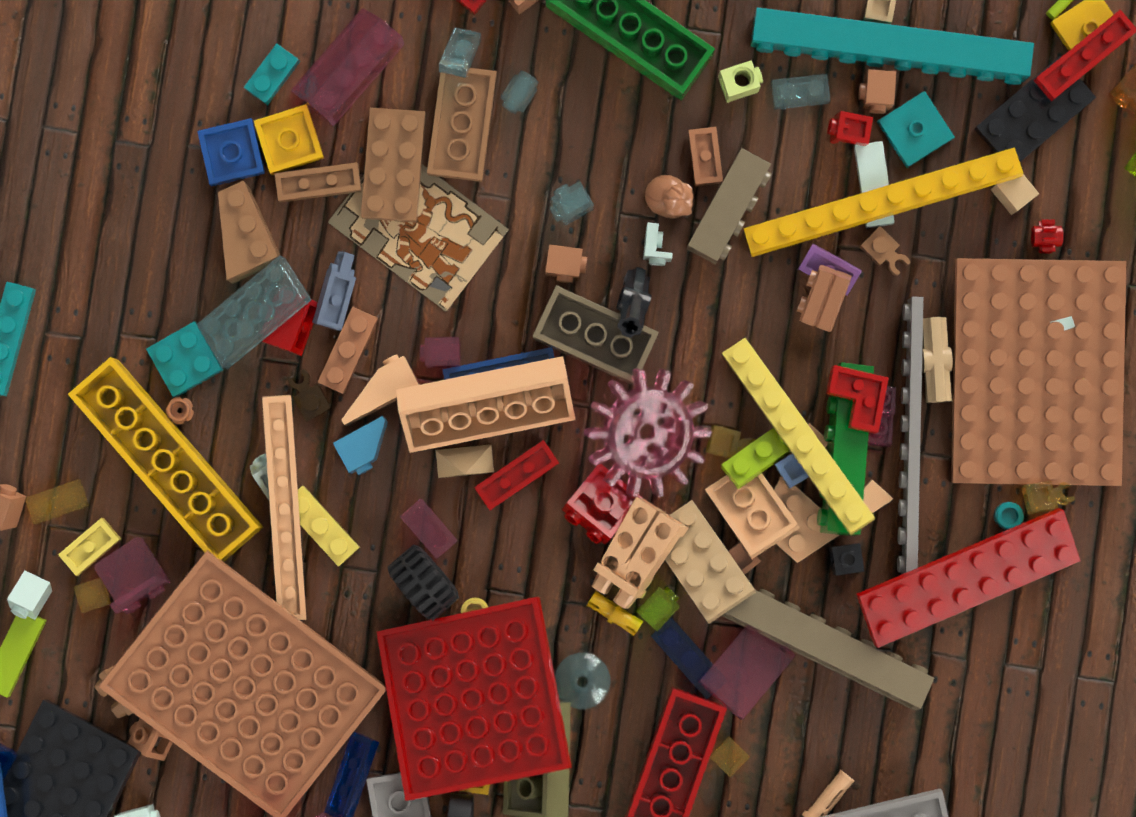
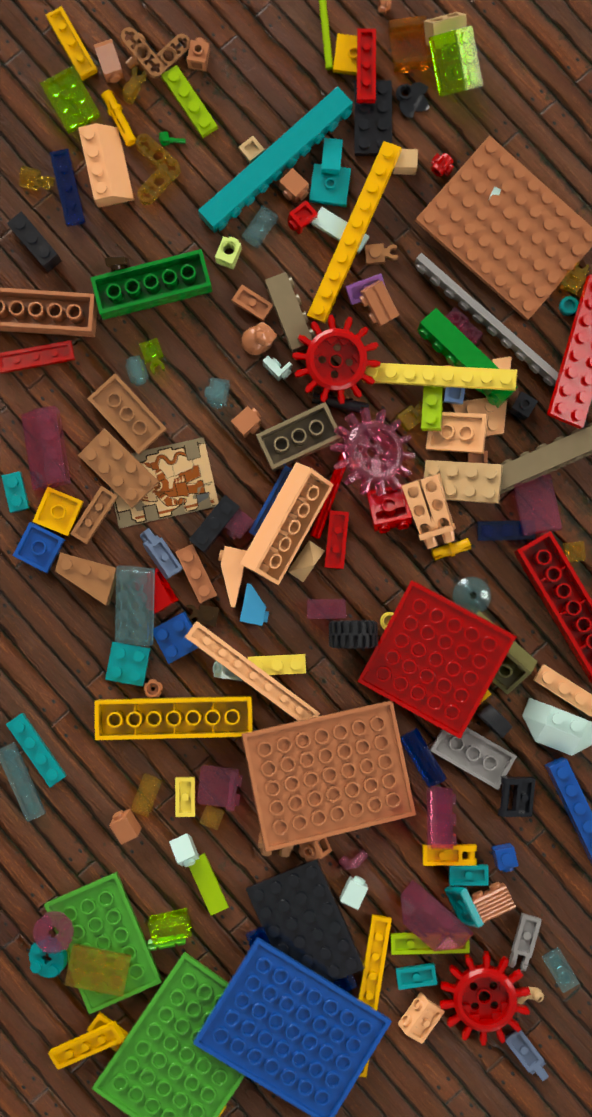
camera: 60 degrees left, 0 degrees up
(171, 797) = (355, 862): none -> clear pink arm
(252, 382) = (172, 638): none -> blue plate
(418, 324) = (214, 524): none -> black brick
(460, 52) = (89, 383): clear light blue plate -> none
(539, 434) = (325, 509): none -> red axle
(554, 93) = (152, 353): none -> clear neon green plate
(633, 302) = (298, 402): black piece -> none
(659, 607) = (467, 523): clear neon green brick -> none
(675, 349) = (349, 404): none -> black pin
(722, 276) = (350, 348): none -> red gear
(867, 394) = (446, 321): red plate -> none
(936, 360) = (459, 274): tan piece -> none
(950, 103) = (332, 156): none -> teal tile
(1096, 143) = (414, 101): none -> black plate

